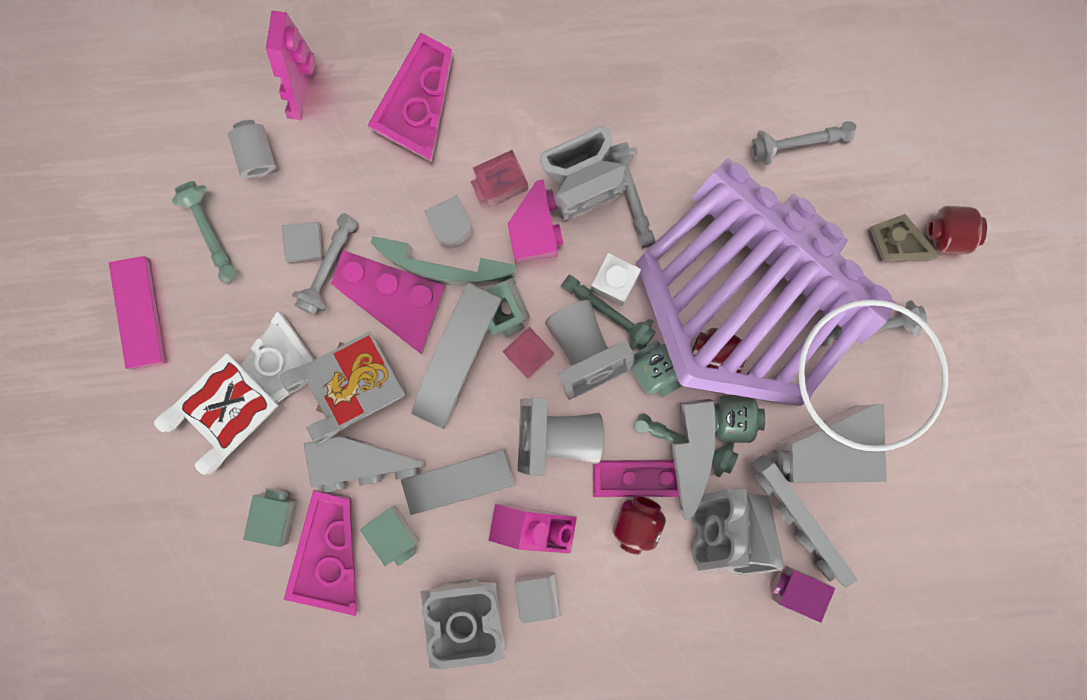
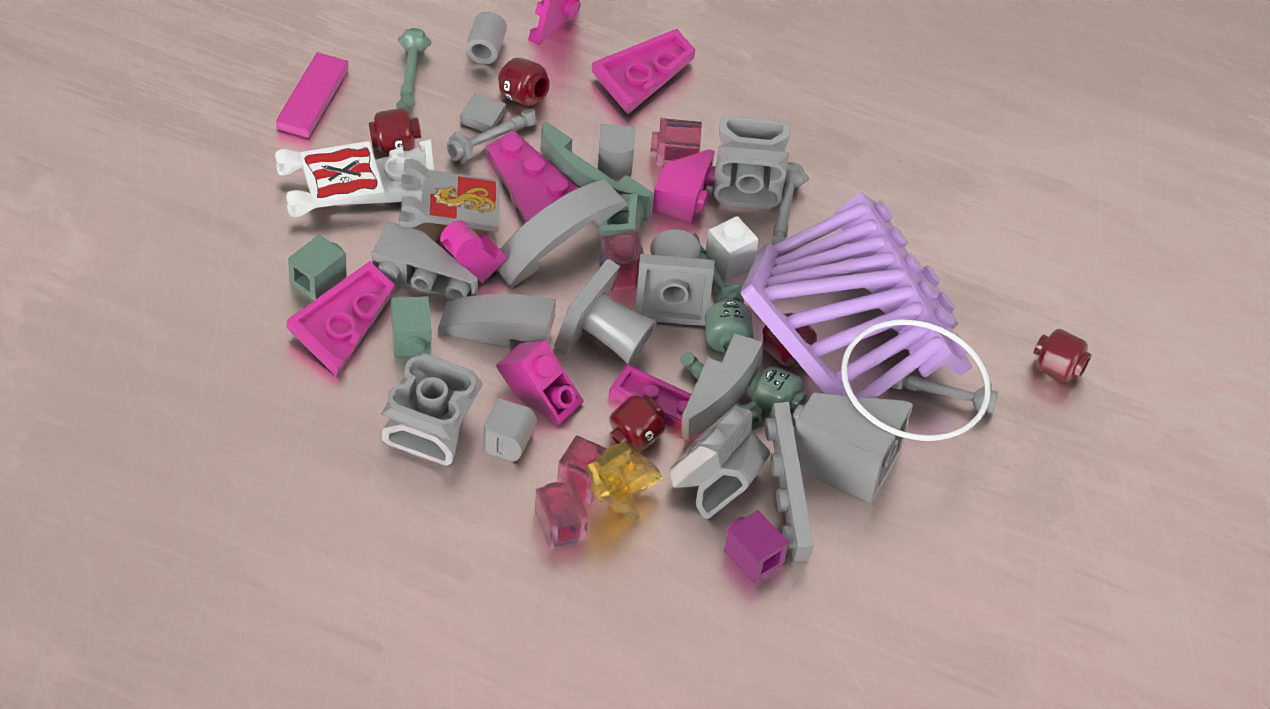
camera: 20 degrees right, 35 degrees down
(240, 322) = (394, 130): none -> dark red head
(318, 187) = (523, 81): none -> dark red head
(396, 429) = (475, 253): none -> dark pink leg
(623, 604) = (574, 463): none -> clear pink brick
(627, 656) = (561, 513): none -> clear pink brick
(666, 611) = (622, 476): none -> clear yellow bracket
(765, 146) = (923, 227): light grey piece -> none
(901, 240) = (1008, 345): dark tan piece -> none

